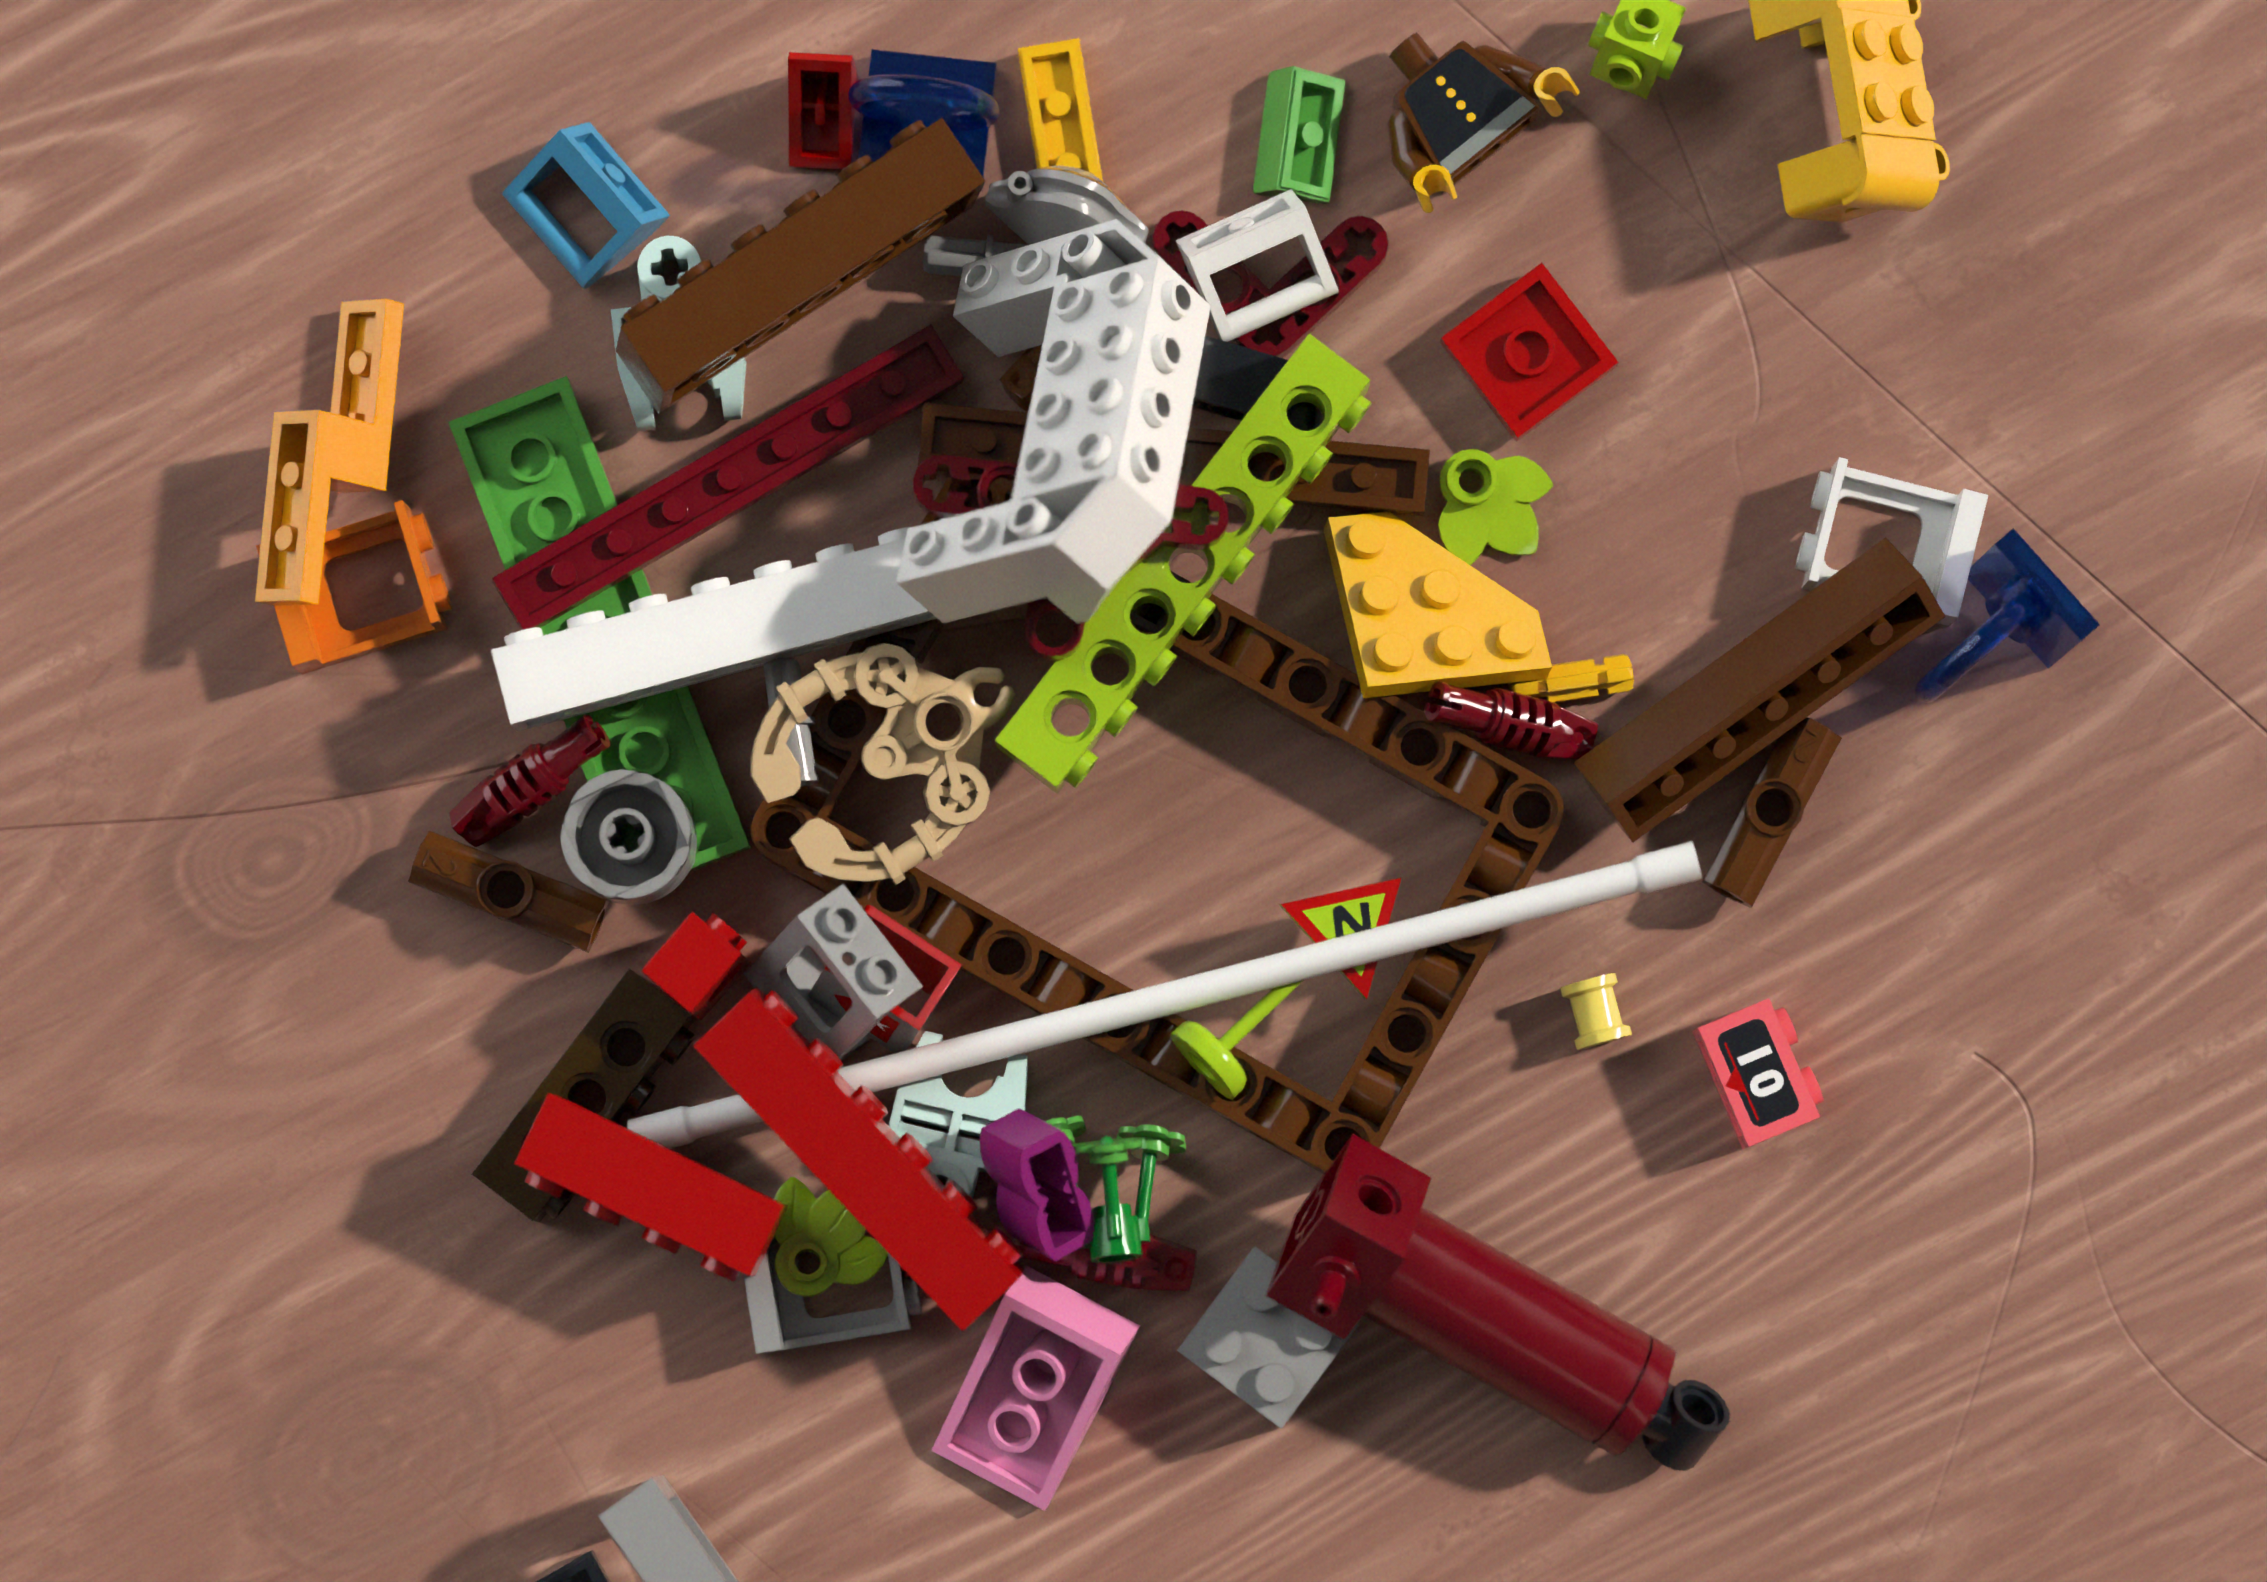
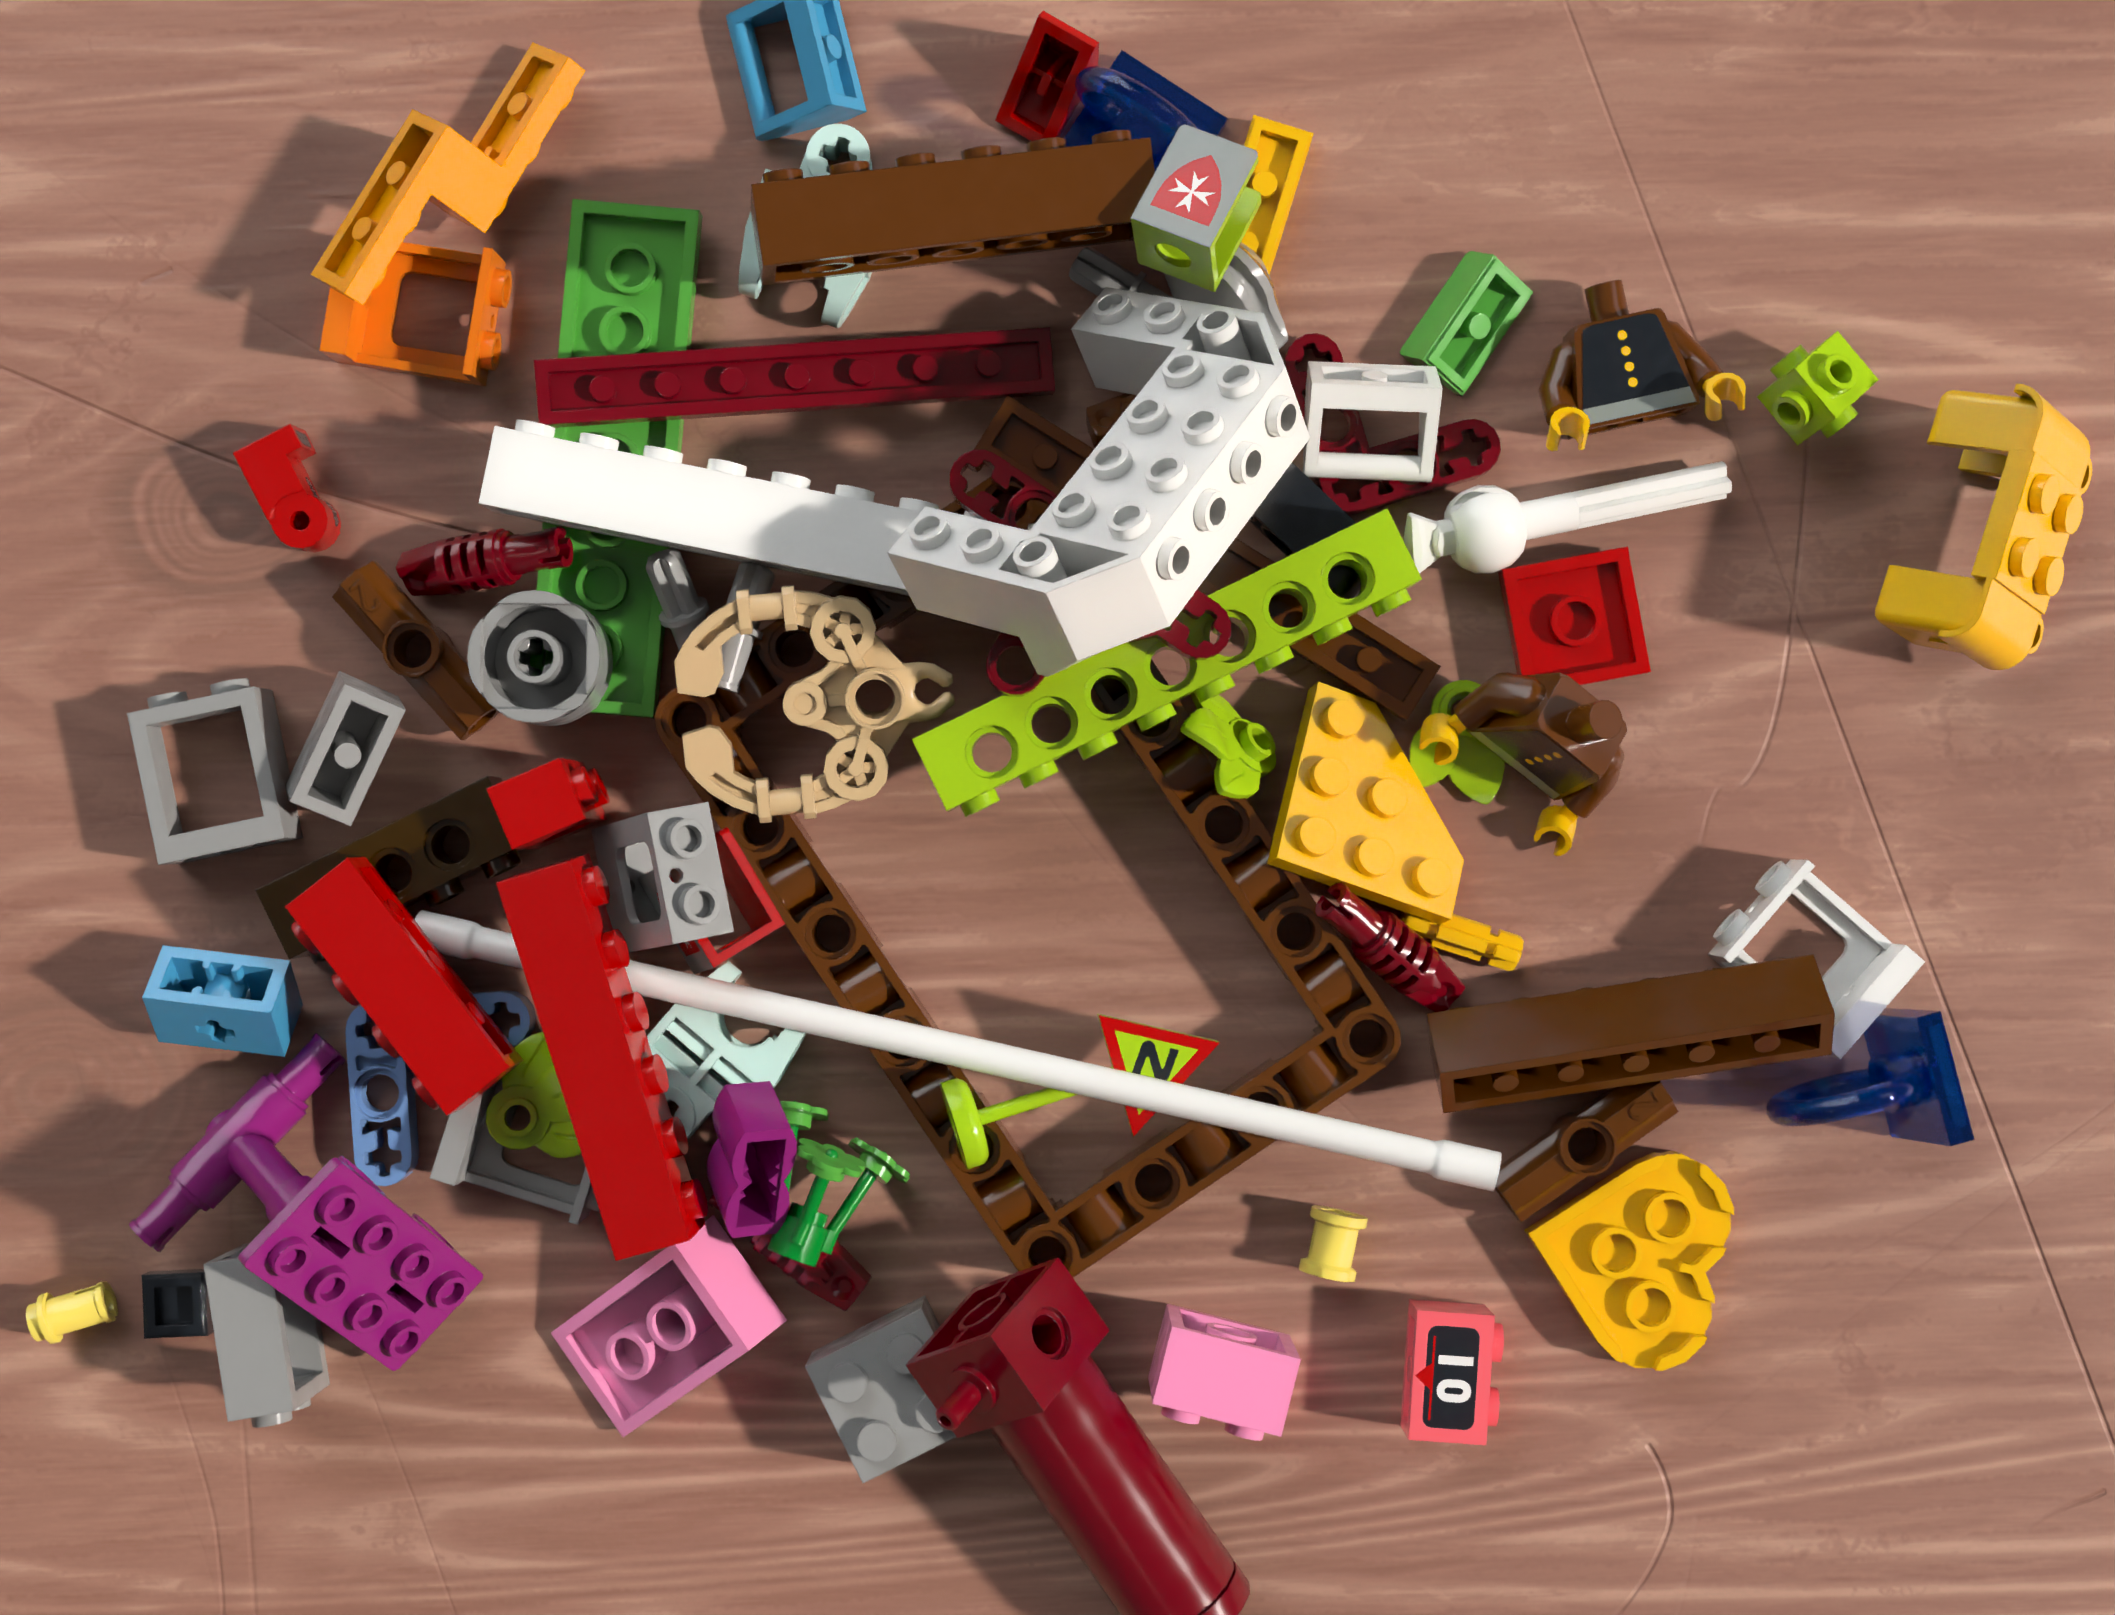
camera: 25 degrees right, 5 degrees up
(335, 822) = (286, 491): none -> red leg
(418, 1145) = (269, 763): none -> light grey window
(488, 1009) = (344, 748): none -> light grey brick
(490, 1290) = (223, 1000): none -> dark azure brick
(667, 1274) = (368, 1059): none -> medium blue beam
(699, 1440) = (330, 1237): none -> magenta plate
(729, 735) = (676, 594): none -> light grey axle
(1012, 157) = (1196, 208): none -> piece
(1289, 608) = (1242, 746): none -> lime plate
(1412, 307) = (1489, 526): none -> white piece
(1550, 1168) = (1223, 1373): none -> bright pink brick
(1552, 461) = (1548, 734): none -> reddish brown torso
(1875, 886) = (1639, 1256): none -> yellow plate

